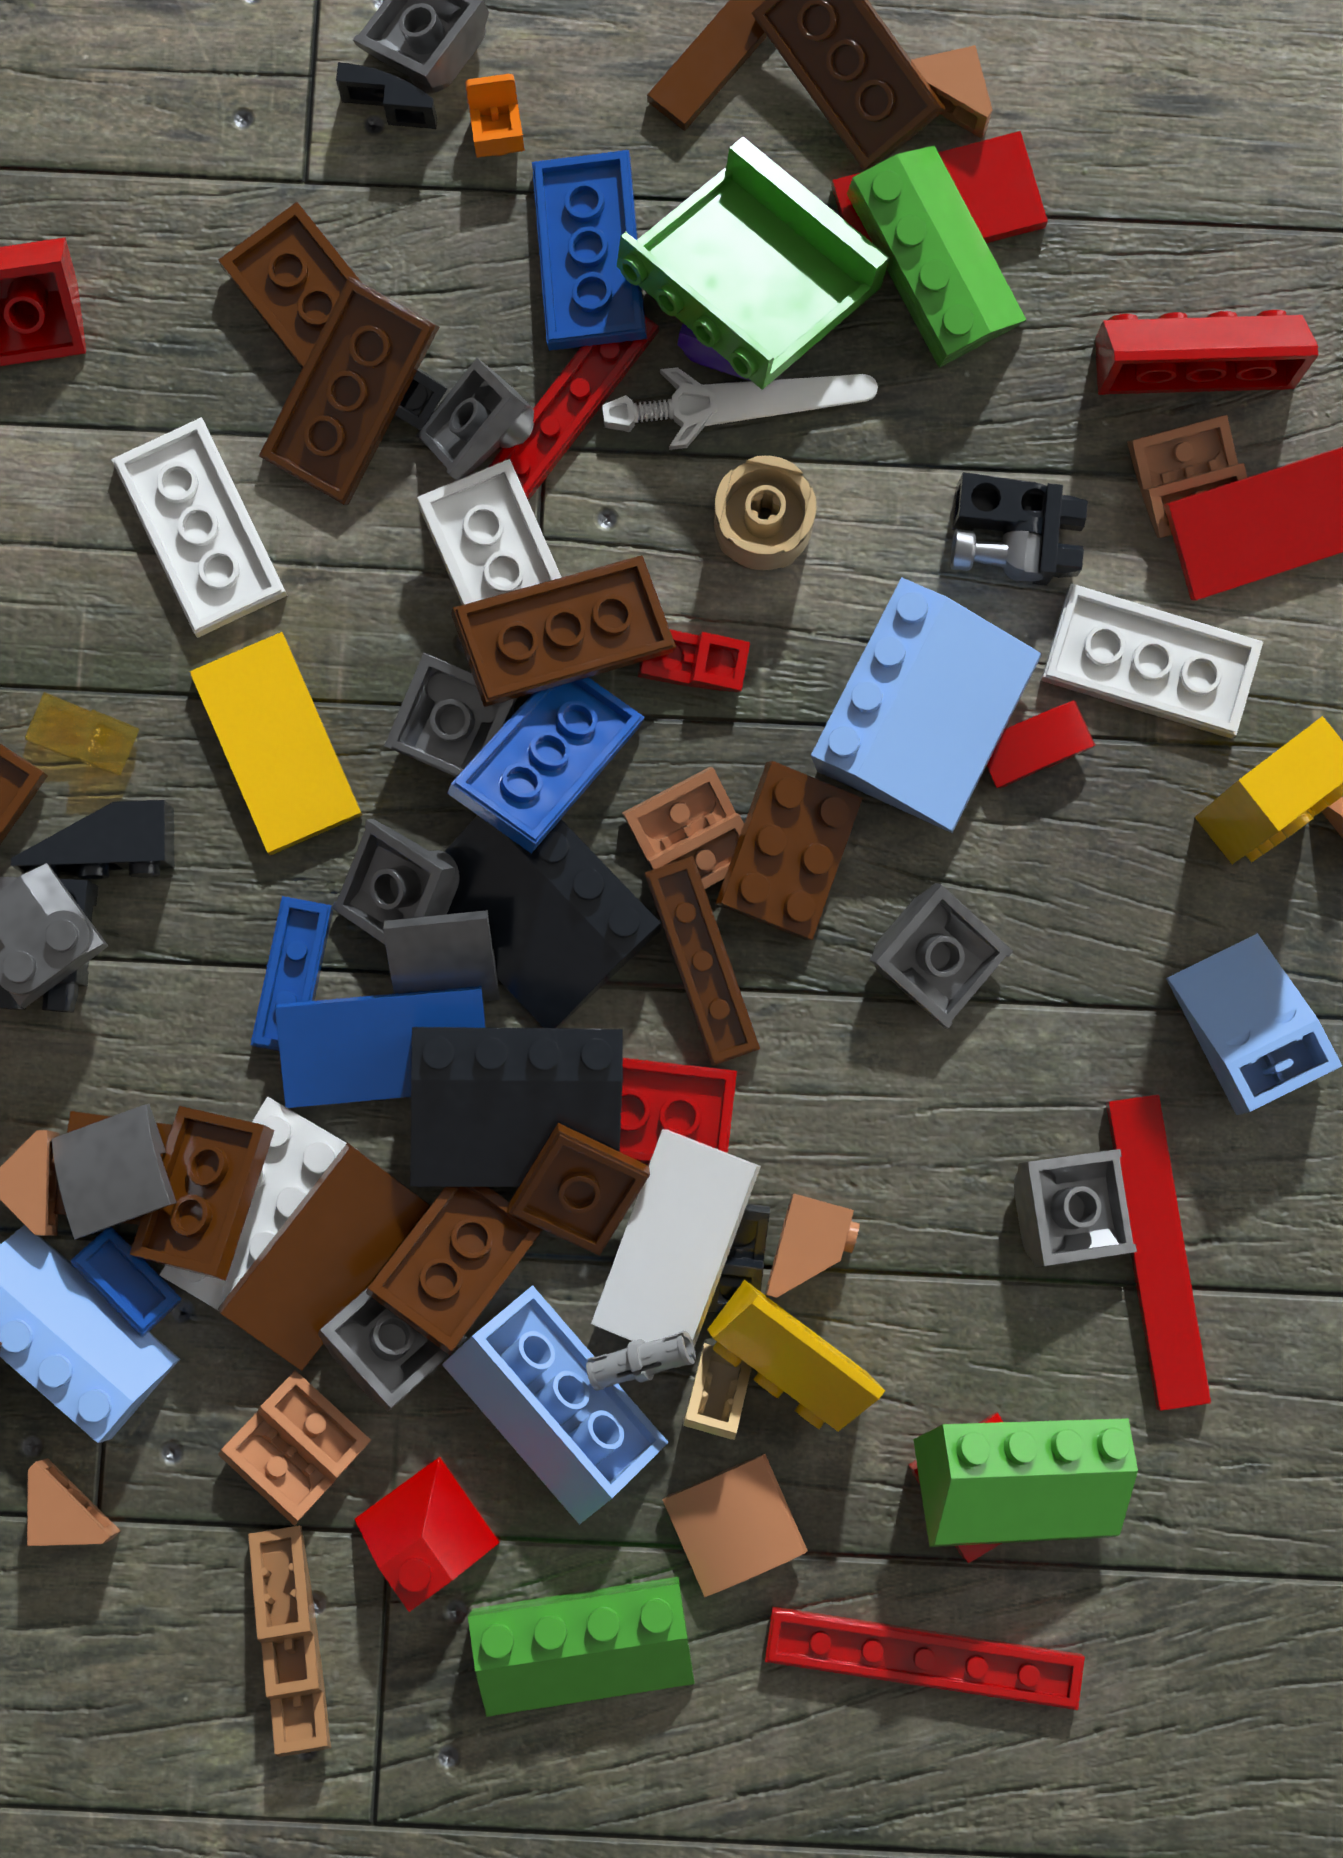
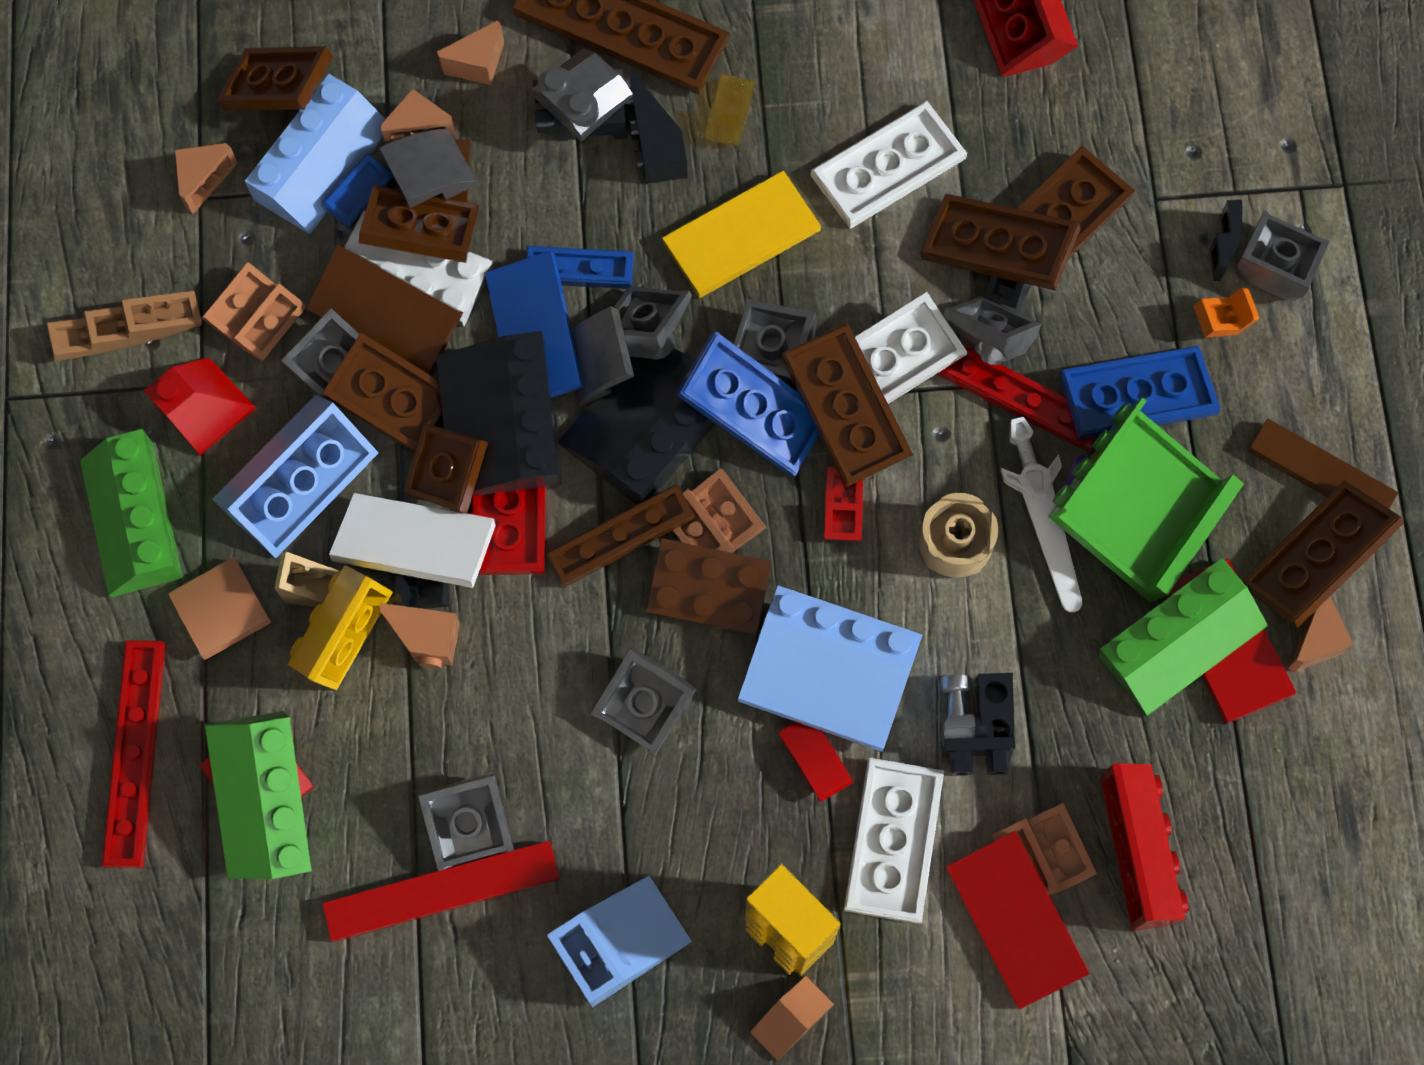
camera: 85 degrees right, 10 degrees down
(640, 1360) = (327, 523): light grey pin -> none

